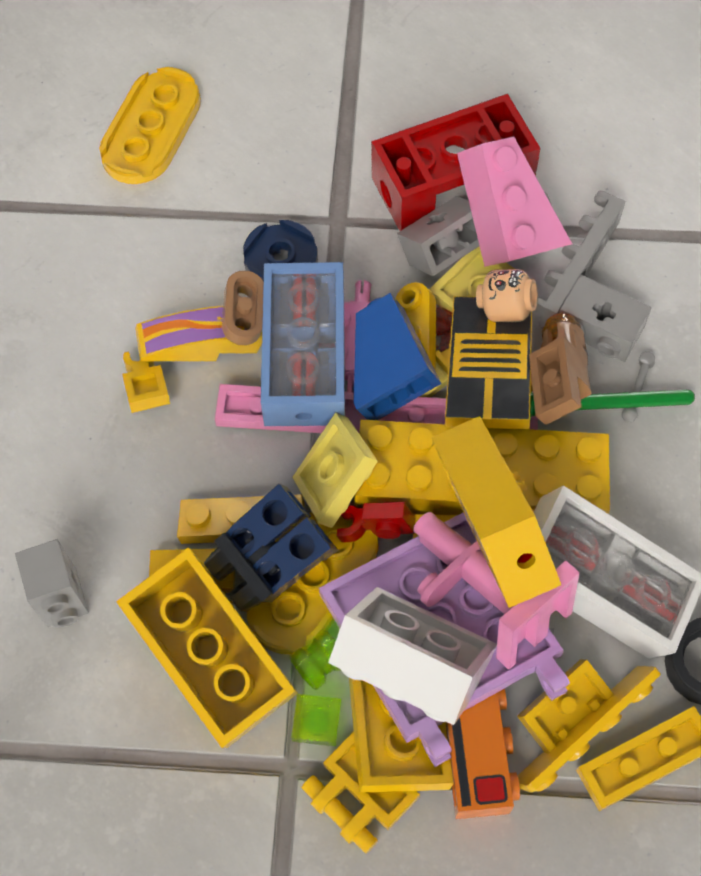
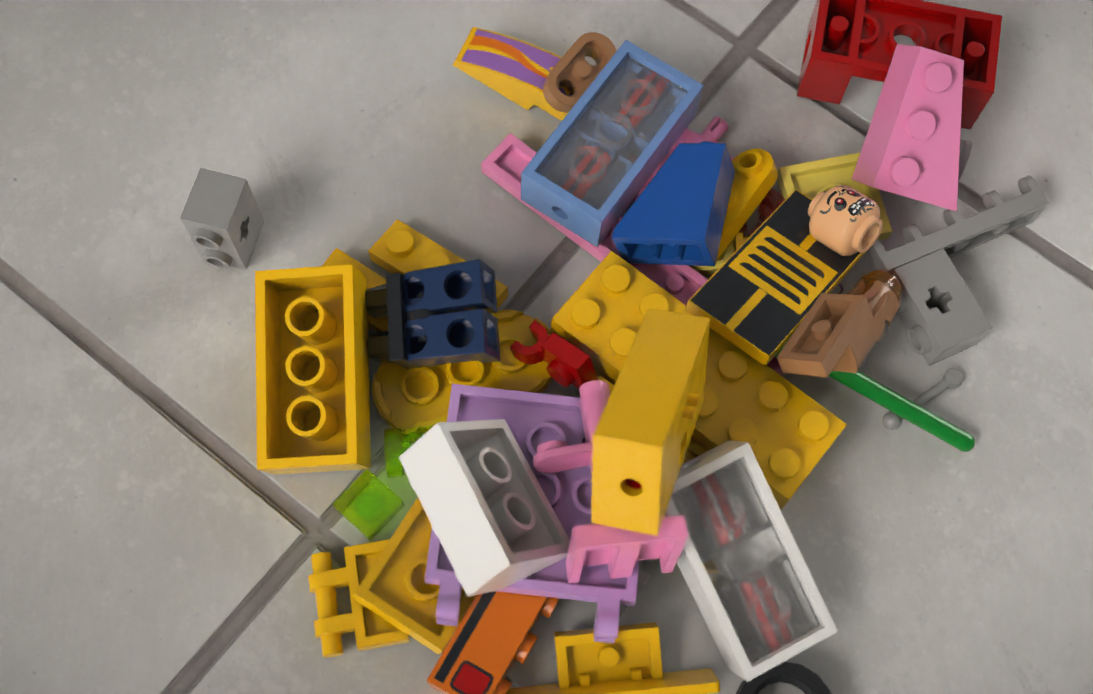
camera: 30 degrees right, 5 degrees up
(144, 384) = (442, 90): yellow plate -> none
(287, 236) = (678, 29): dark blue plate -> none
(334, 470) = (550, 283): light yellow plate -> none
(440, 237) = (828, 122): light grey brick -> none

